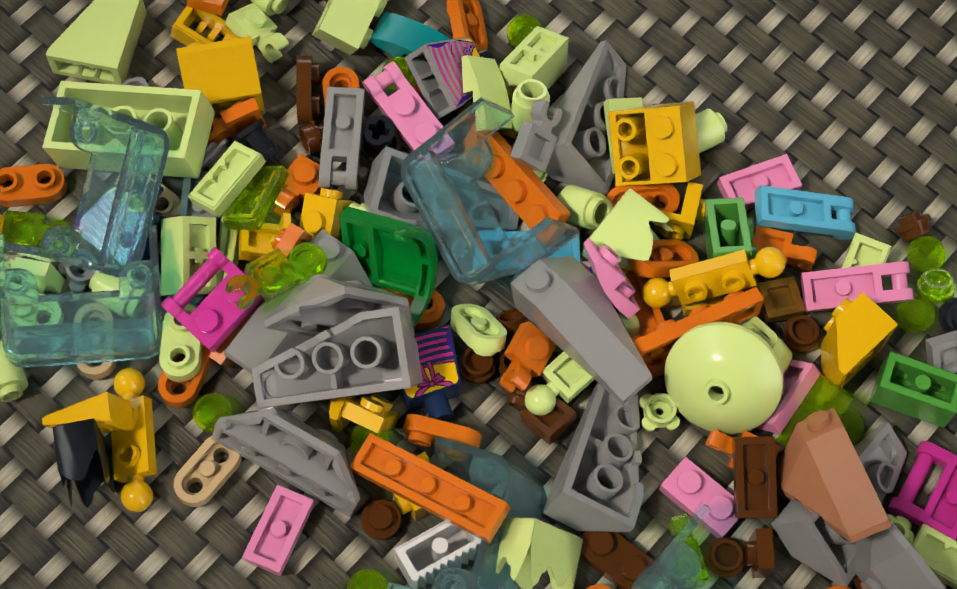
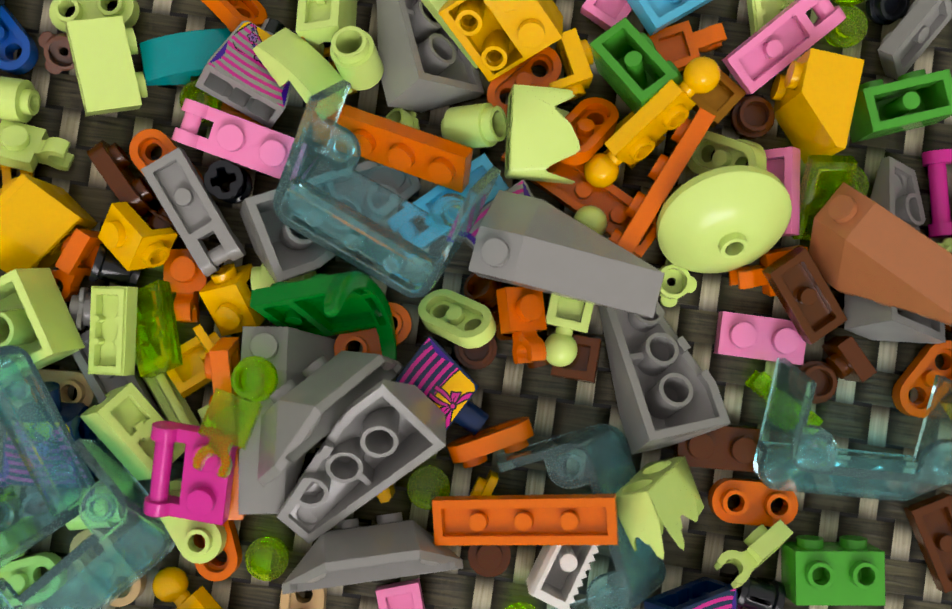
camera: 30 degrees left, 20 degrees up
(288, 131) = (133, 240): none -> yellow bracket
(372, 413) = (420, 485): yellow plate -> none
(534, 140) = (388, 94): light grey plate -> none
(615, 285) = (561, 196): bright pink slope -> none

